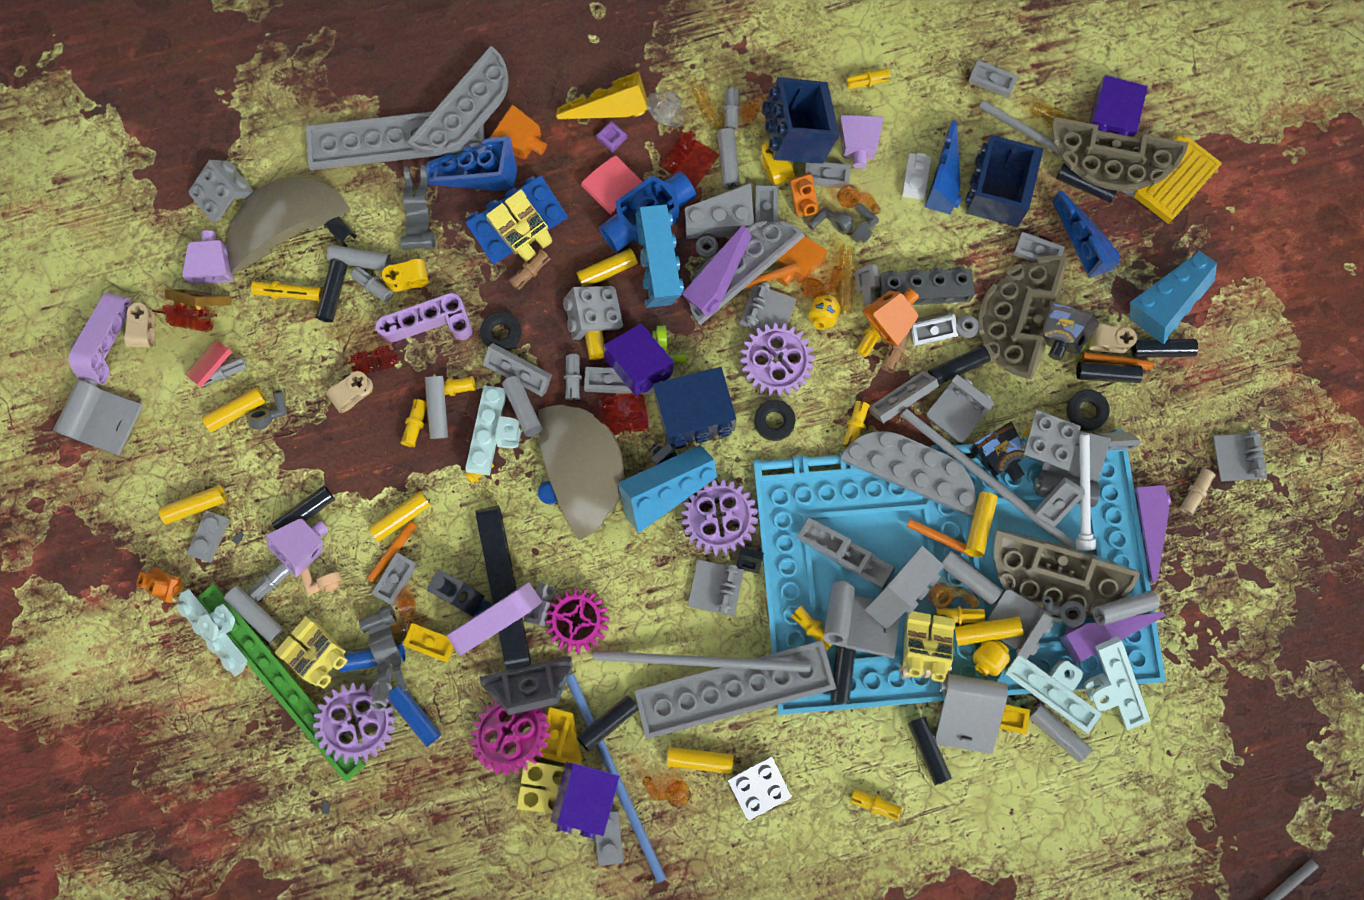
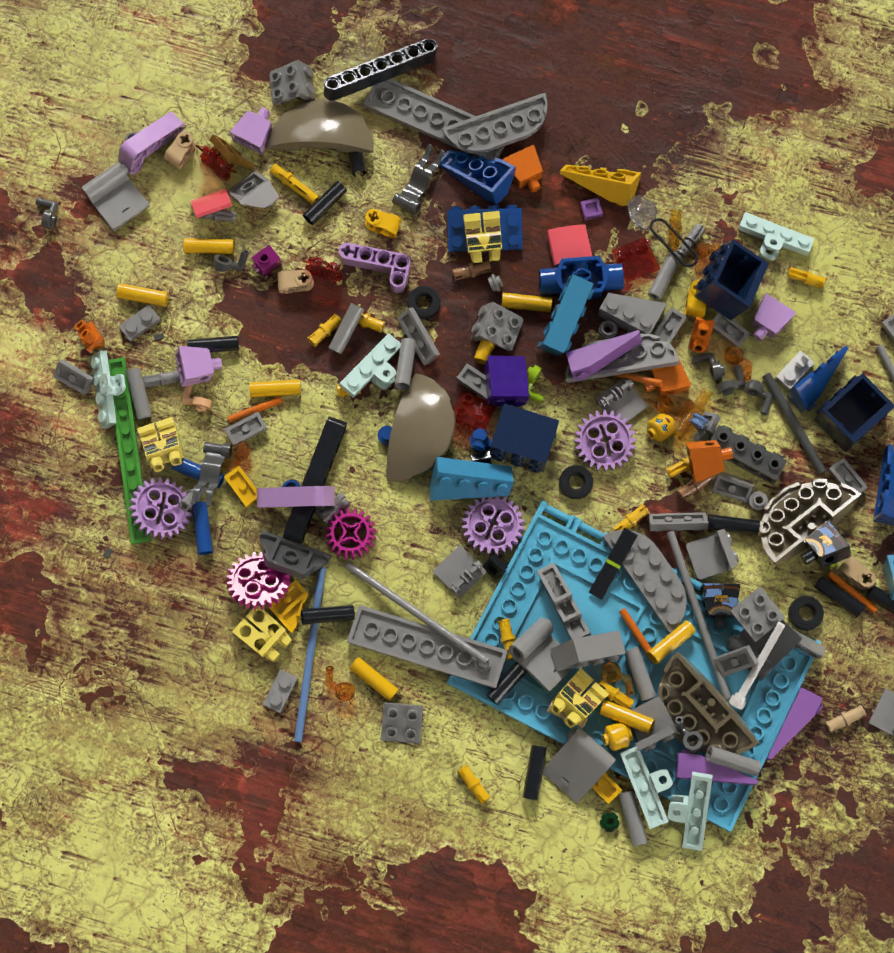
camera: 30 degrees right, 0 degrees up
(36, 484) = (49, 218): none -> dark grey plate
(169, 640) = (73, 377): none -> light grey plate
(248, 322) = (254, 191): none -> light grey slope
(303, 121) = (380, 69): none -> black beam
(306, 388) = (266, 261): none -> magenta brick
(359, 257) = (357, 190): light grey piece -> none
(371, 284) = (355, 214): light grey axle -> none
(449, 590) = (278, 457): black torso -> none
(562, 267) = (495, 283): none -> light grey plate
(572, 376) = (453, 364): light grey axle -> none
(584, 800) = (280, 653): dark purple brick -> none
(650, 438) = (480, 440): none -> blue plate
(717, 111) = (686, 265): none -> black piece
(811, 56) = (775, 236): none -> light aqua plate
(858, 282) = (698, 421): none -> medium blue bush
(869, 480) = (613, 563): none -> black sticker
(891, 216) = (755, 388): none -> dark grey plate
(951, 228) = (794, 423): none -> dark grey piece
(1033, 747) = (614, 821): none -> dark green plate

